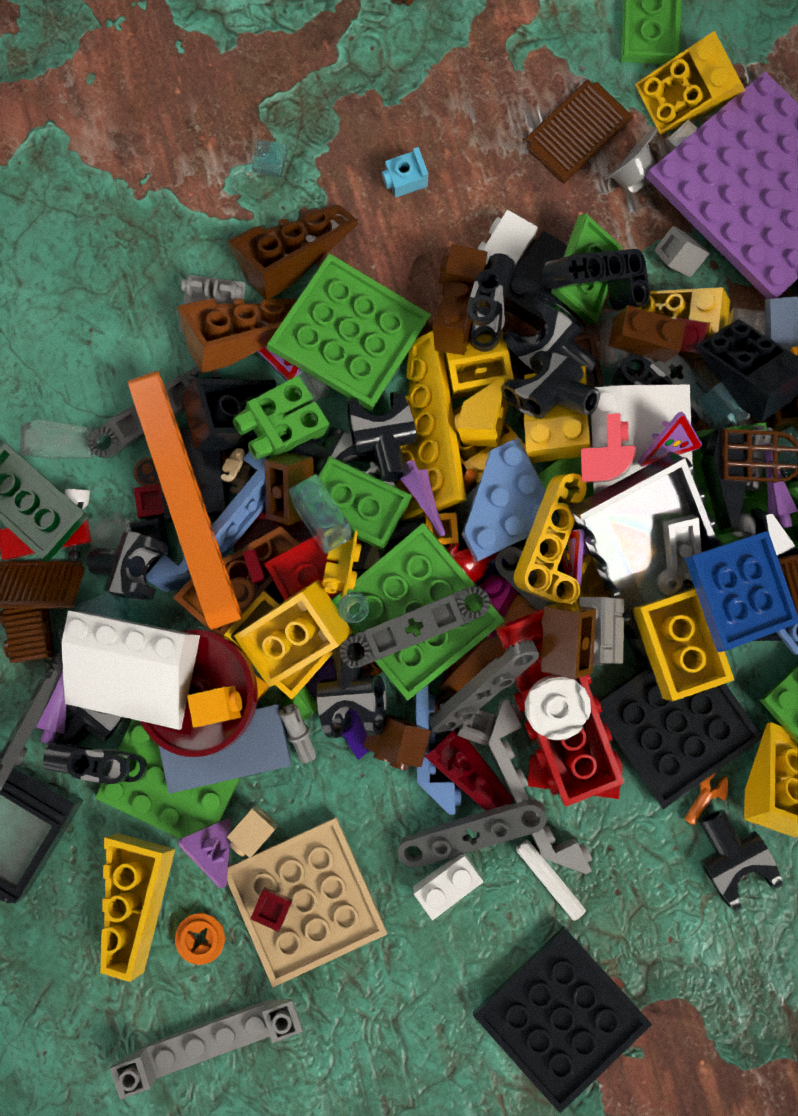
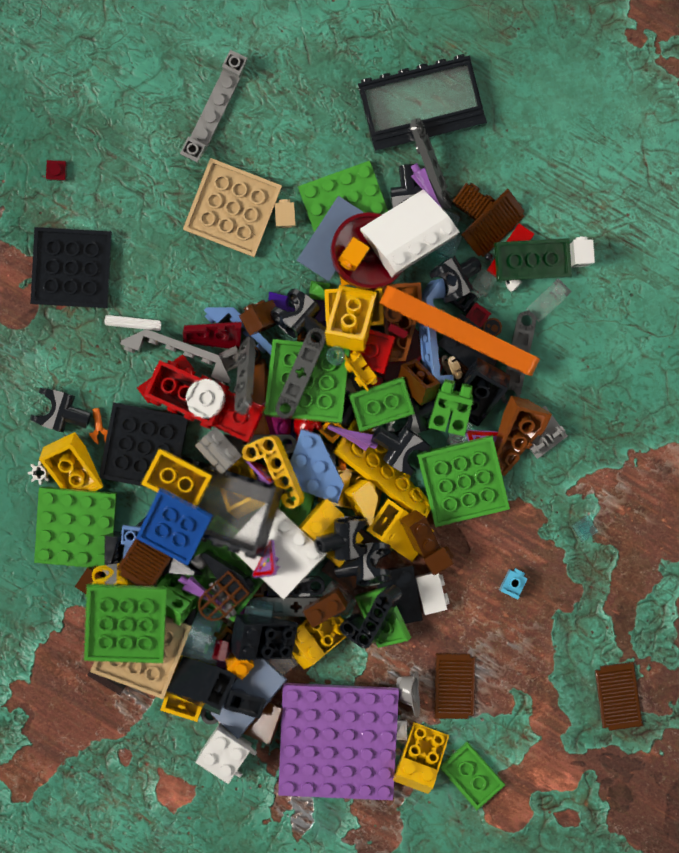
camera: 135 degrees right, 5 degrees up
(92, 764) = (390, 172): black connector -> none
(134, 892) = (307, 133): yellow wedge -> none
(186, 940) = (254, 142): orange gear -> none
(210, 850) = (295, 189): medium lavender piece -> none
(271, 909) = (243, 191): dark red plate -> none
(284, 253) = (532, 490): reddish brown wedge -> none
(297, 733) = (307, 277): light grey axle -> none
(320, 513) = (390, 382): clear light blue brick -> none
(447, 885) = (176, 276): white brick -> none
(488, 300) = (412, 555): black connector -> none
(491, 827) = (182, 320): dark grey piece -> none
(568, 640) = (229, 430): reddish brown brick -> none
(609, 462) = (285, 527): coral brick -> none
(681, 251) = (348, 671): light grey panel -> none
(681, 541) = (220, 523): light grey hinge -> none
(694, 333) = (305, 630): dark red plate -> none

